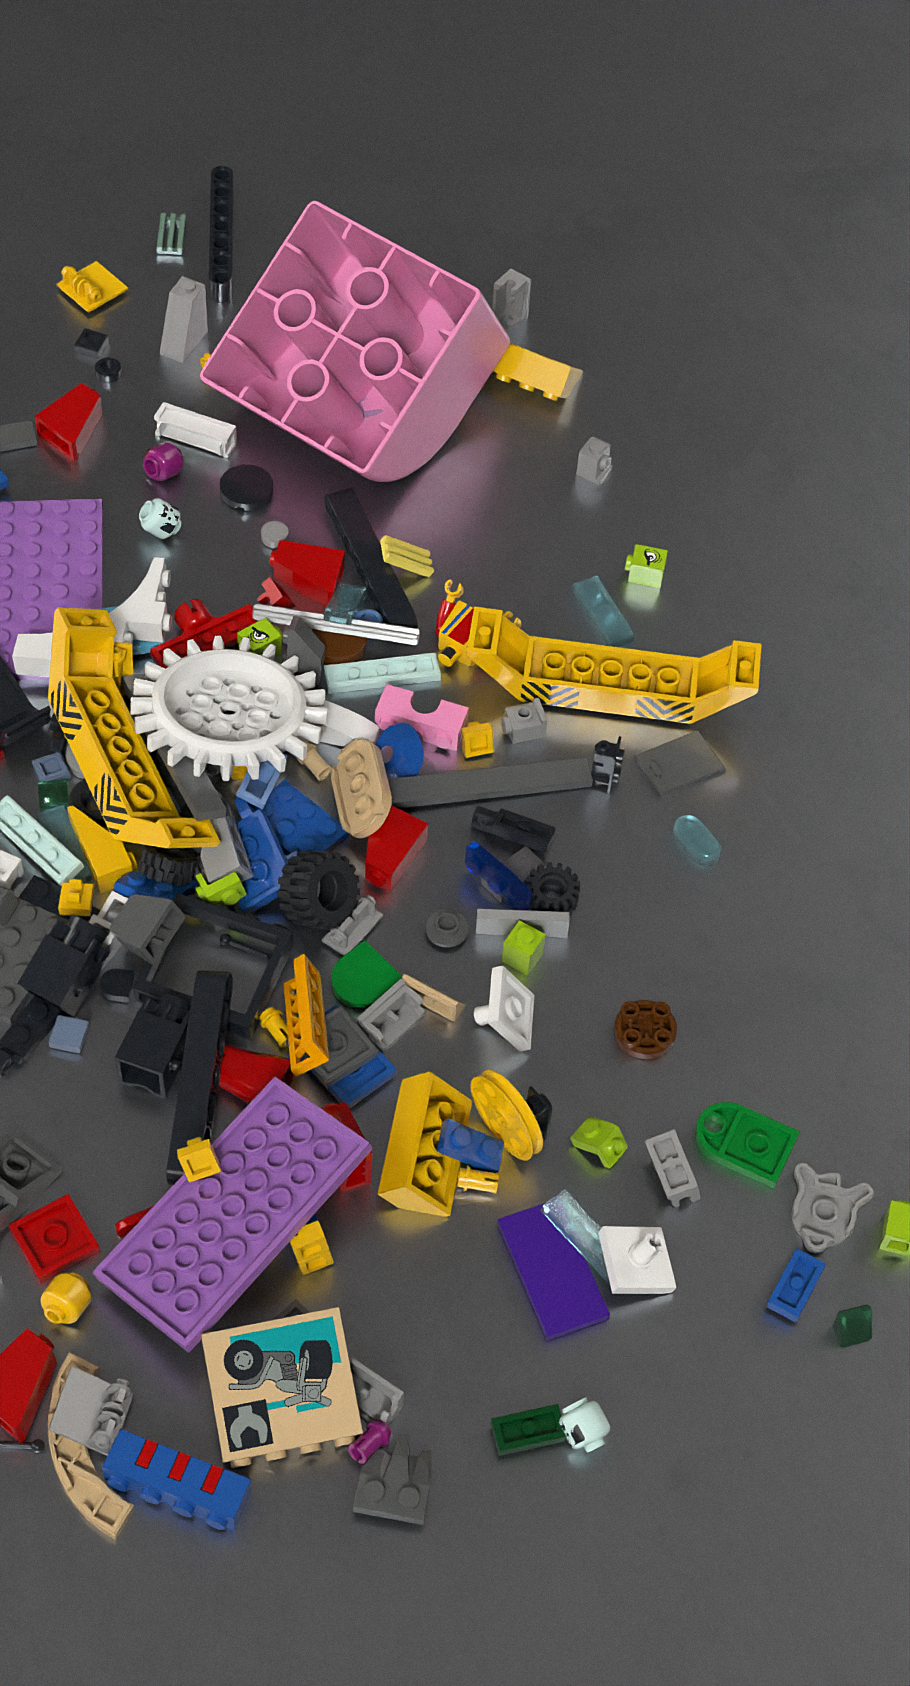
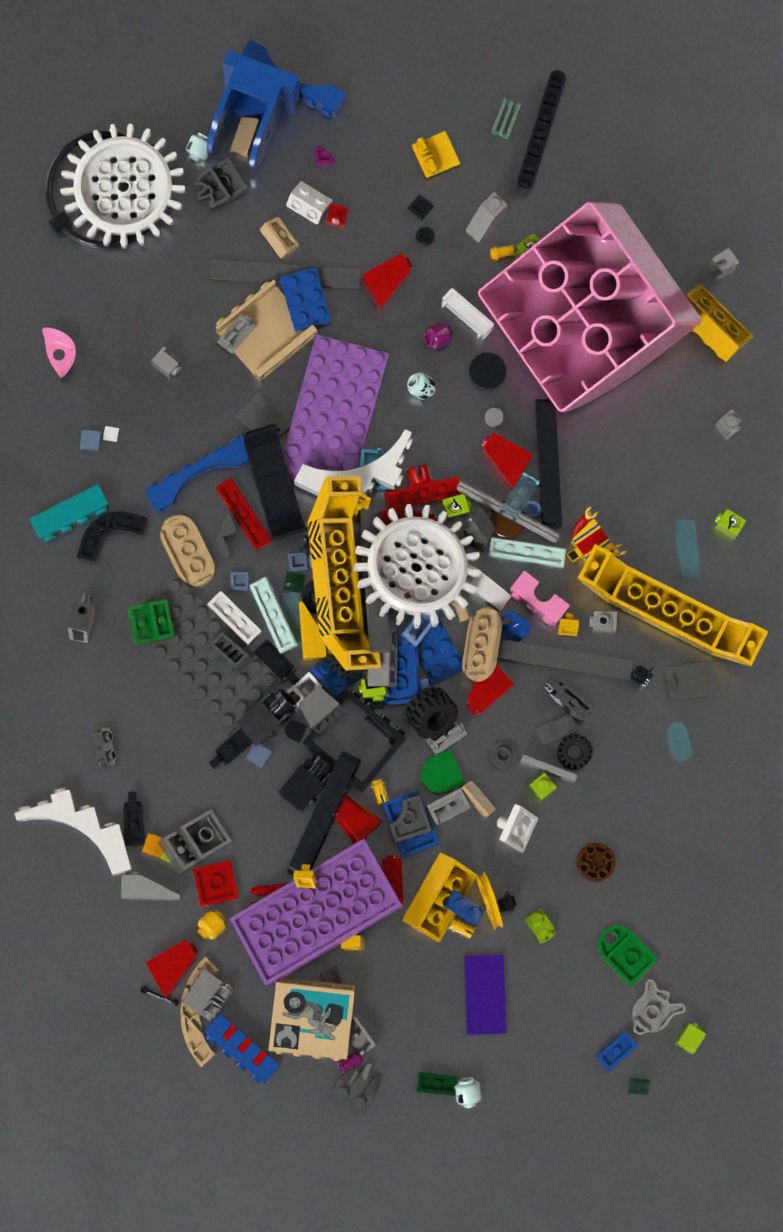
camera: 15 degrees right, 25 degrees up
(76, 898) = (286, 669): yellow tile -> none
(275, 594) = (479, 472): red tile -> none
(311, 1018) = (394, 816): light orange fence -> none
(406, 556) = (584, 471): light yellow tile -> none
(497, 876) = (544, 737): clear blue hinge -> none
(577, 1228) = (510, 983): clear light blue tile -> none
(636, 1260) = (533, 1007): white tile -> none
(673, 1167) = (575, 959): light grey hinge -> none

